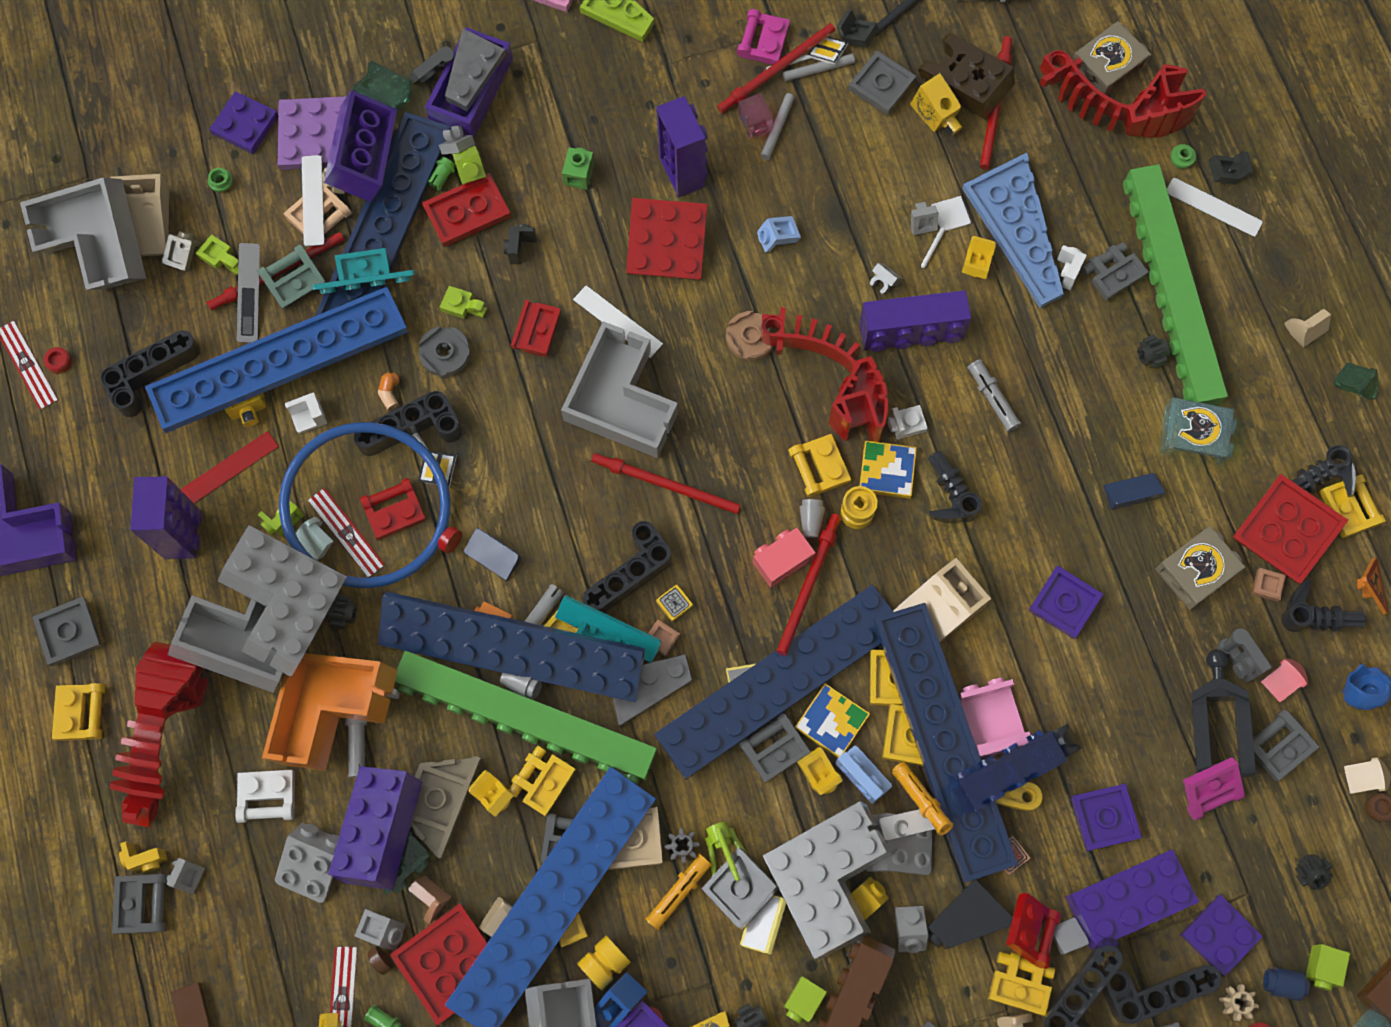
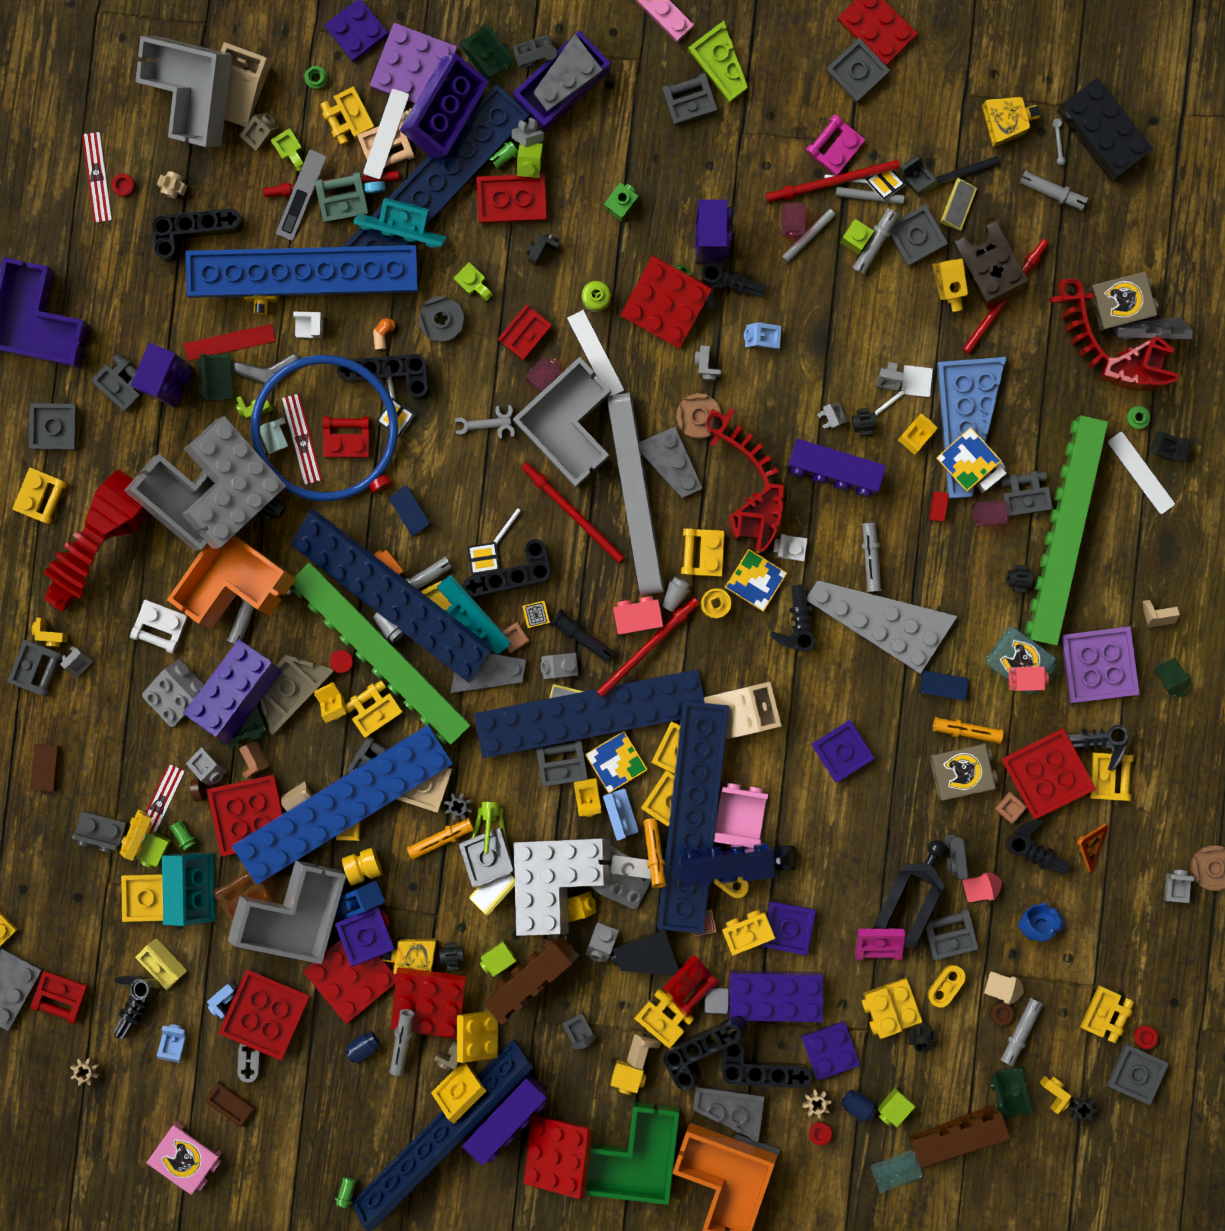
camera: 25 degrees right, 15 degrees up
(108, 336) = (171, 185): none -> tan gear
(123, 562) = (114, 386): none -> dark grey plate
(228, 505) = (216, 377): none -> clear green bracket
(271, 195) = (353, 111): none -> yellow plate
(272, 485) = (261, 374): none -> flat silver piece
(321, 255) = (374, 187): none -> medium azure tile
(484, 745) = (341, 661): none -> red tile
(551, 425) = (503, 422): none -> light grey bar
(572, 358) = (543, 373): none -> clear pink brick
(593, 263) = (596, 304): none -> lime head
(593, 566) = (484, 557): none -> piece
(607, 57) = (690, 106): none -> dark grey plate
(721, 195) = (732, 281): none -> black piece
(721, 601) = (572, 629): none -> black pin
(723, 645) = (559, 665): none -> light grey bracket
(724, 437) = (635, 494): none -> light grey beam
(730, 280) = (702, 360): none -> light grey bracket
(743, 389) = (671, 461): none -> flat silver wing
(825, 105) = (856, 236): none -> lime brick
(847, 90) = (876, 240): none -> light grey pin
(907, 41) = (958, 204): none -> flat silver slope
(920, 269) = (864, 422): none -> pearl dark grey gear
(1035, 319) = (938, 506): none -> red piece
(1042, 257) = (969, 459): none -> tile
(1052, 454) = (896, 627): none -> light grey wing
(1067, 840) = (748, 932): none -> yellow bracket
(1090, 302) = (990, 513): none -> clear pink brick
(1148, 72) = (1164, 328): none -> flat silver wing
(1171, 526) = (944, 726): none -> light orange pin
(1219, 434) = (1027, 678): none -> coral brick
(1261, 856) = (891, 1008): none -> yellow plate
(1278, 400) = (1100, 664): none -> medium lavender plate
(1309, 805) = (947, 986): none -> yellow plate

